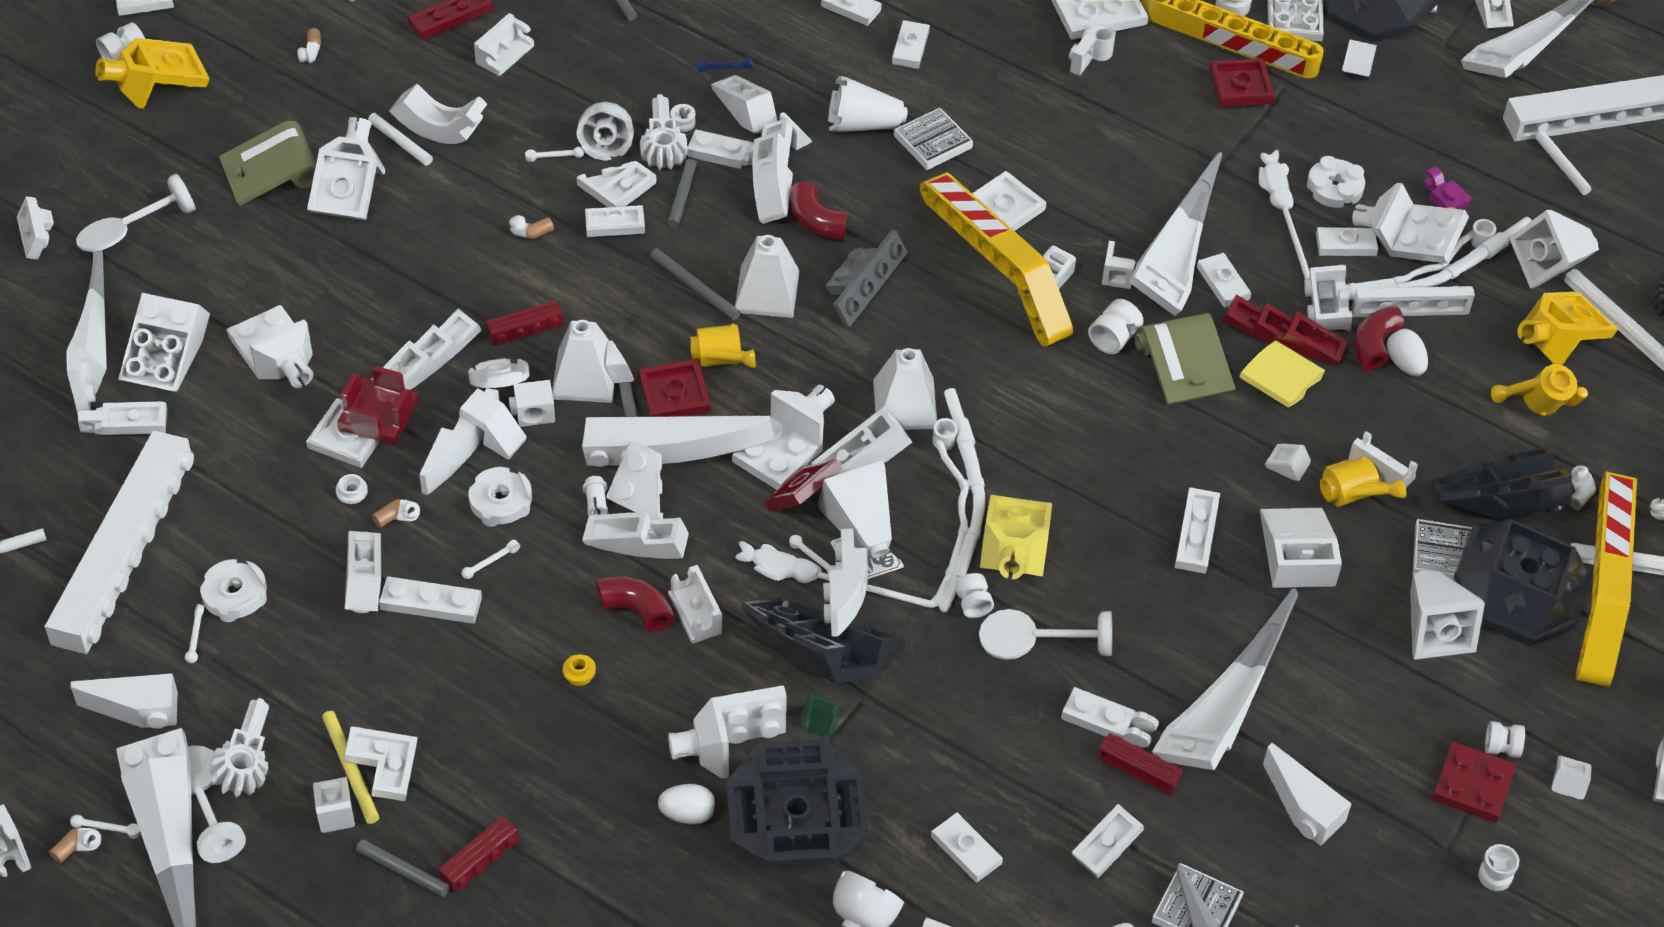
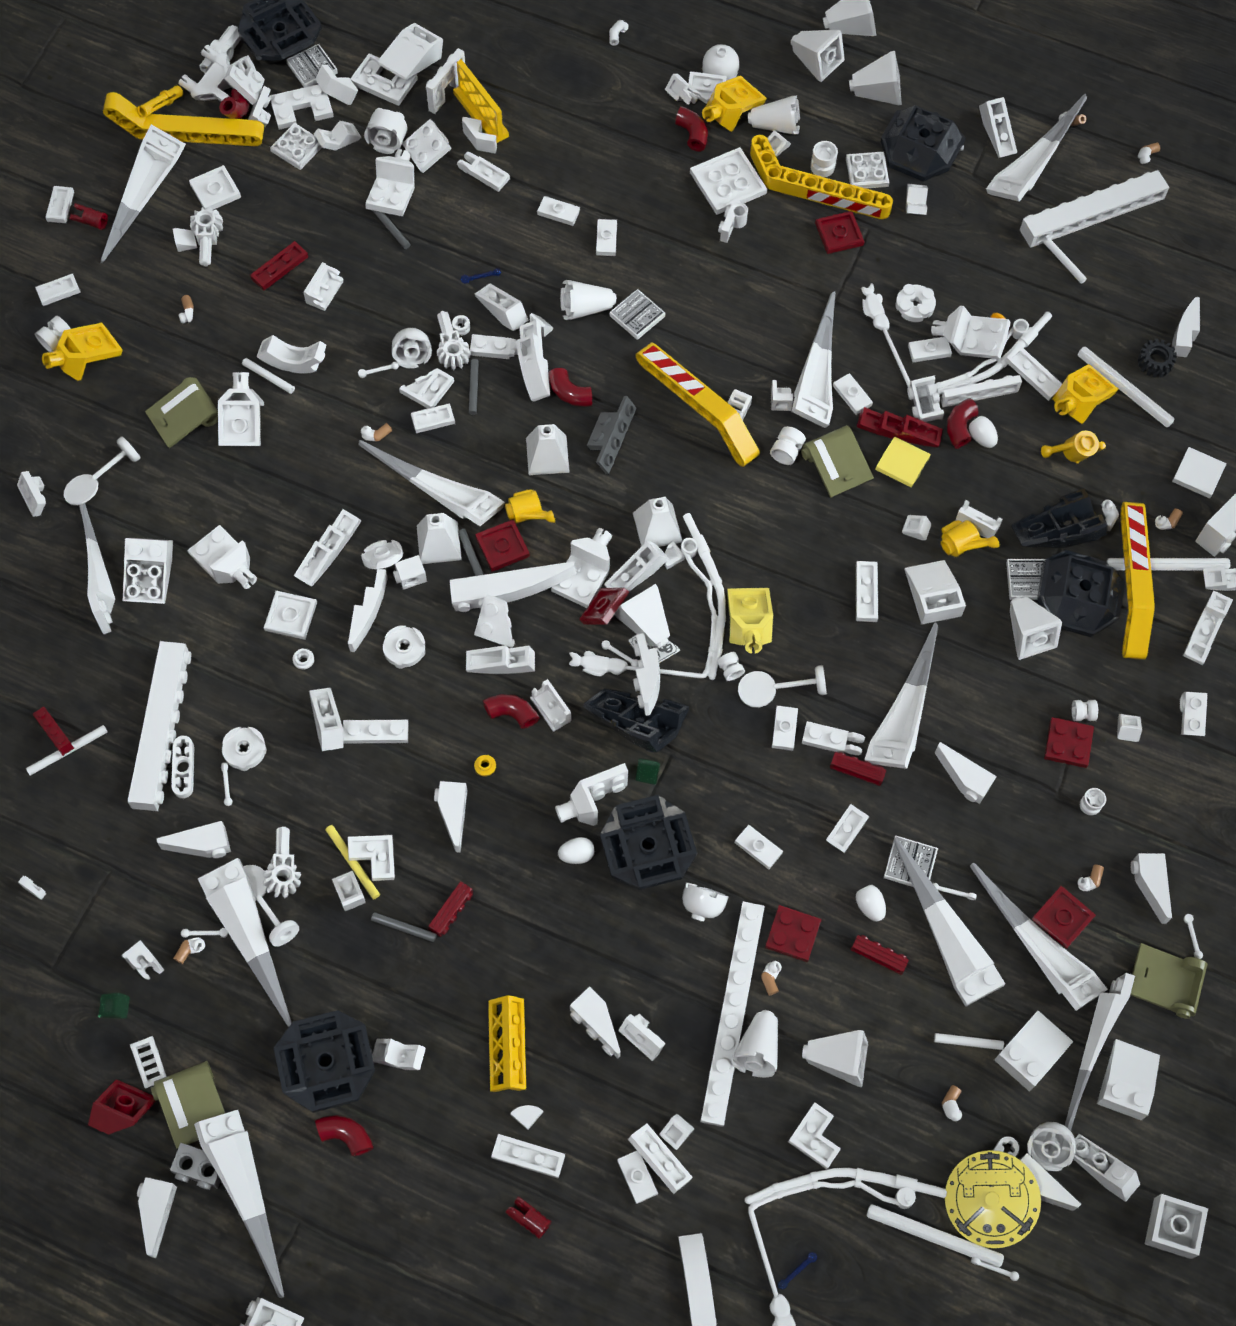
camera: 10 degrees left, 15 degrees up
(125, 418) = (137, 632): white hinge -> none
(142, 613) = (188, 775): none -> white beam
(377, 406) = (306, 595): dark red panel -> none
(396, 510) = (337, 669): arm -> none
(500, 428) = (387, 591): white slope -> none
(512, 547) = (395, 706): white hinge -> none
(518, 710) = (452, 804): none -> white slope
(524, 323) = (389, 510): dark red piece -> none
(595, 490) = (467, 635): white pin -> none
(616, 365) = (460, 535): white slope -> none
(628, 323) = (459, 498): none -> white plate
(695, 284) = (498, 458): dark grey bar -> none
(921, 443) = (674, 554): none -> white tile
(1010, 200) = (698, 357): white plate -> none
(1039, 692) = (784, 728): none -> white plate
(1444, 193) = (991, 301): magenta plate -> none
(1494, 289) = (1033, 372): none -> white plate
(1551, 246) = (1068, 335): white slope -> none

